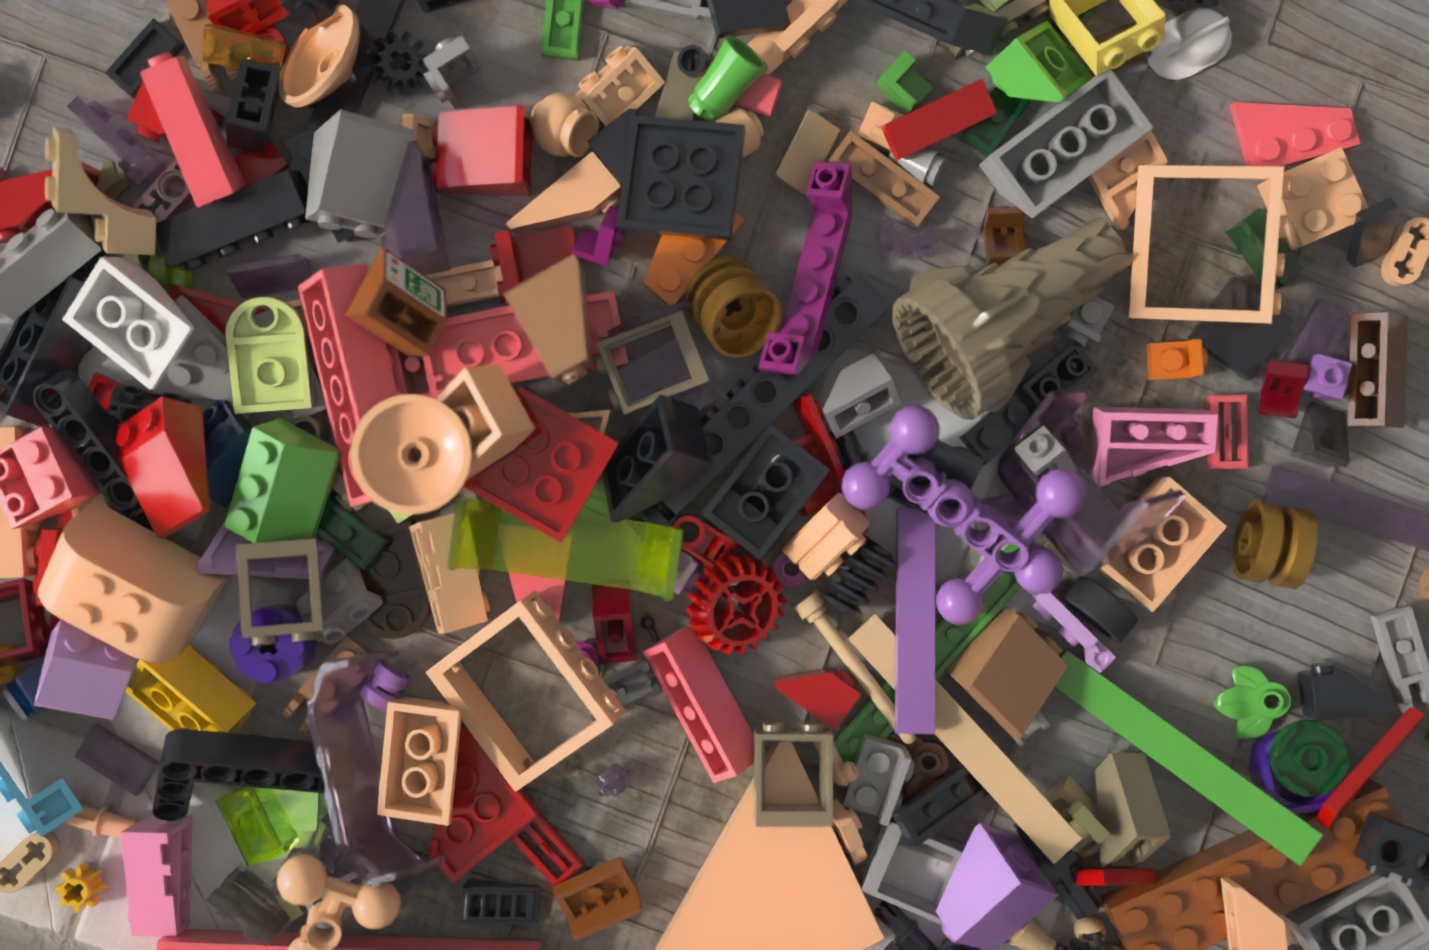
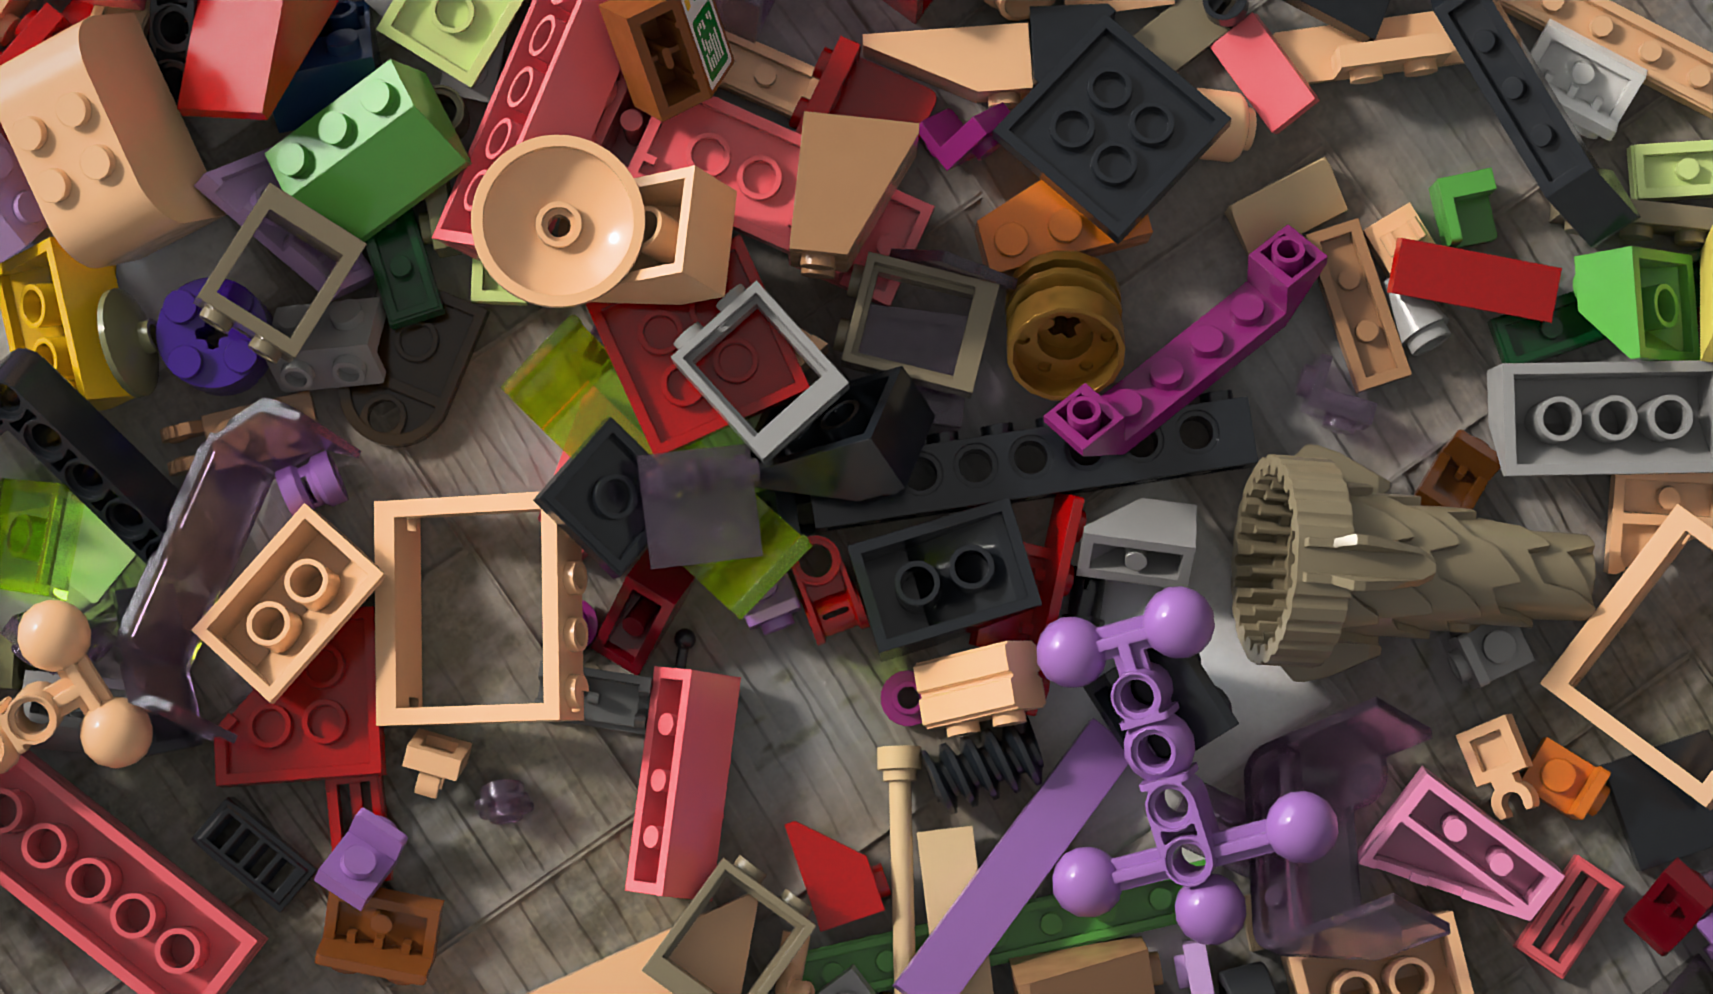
camera: 35 degrees right, 5 degrees down
(226, 683) = (128, 342): none -> olive dish
(452, 594) = (479, 420): light nougat wedge -> none
(538, 462) = (803, 411): none -> light grey window
(553, 581) = (600, 498): none -> black tile
(560, 784) = (437, 759): none -> light nougat tile
(560, 869) = (362, 859): none -> medium lavender bracket
(605, 551) = (700, 505): none -> hinge
(715, 613) = (853, 690): red gear -> none
(726, 79) = (1250, 51): bright green plant -> none
(998, 429) = (1285, 706): black slope -> none
(1044, 452) = (1319, 769): light grey bracket -> none
(1132, 373) = (1496, 756): none -> light nougat plate

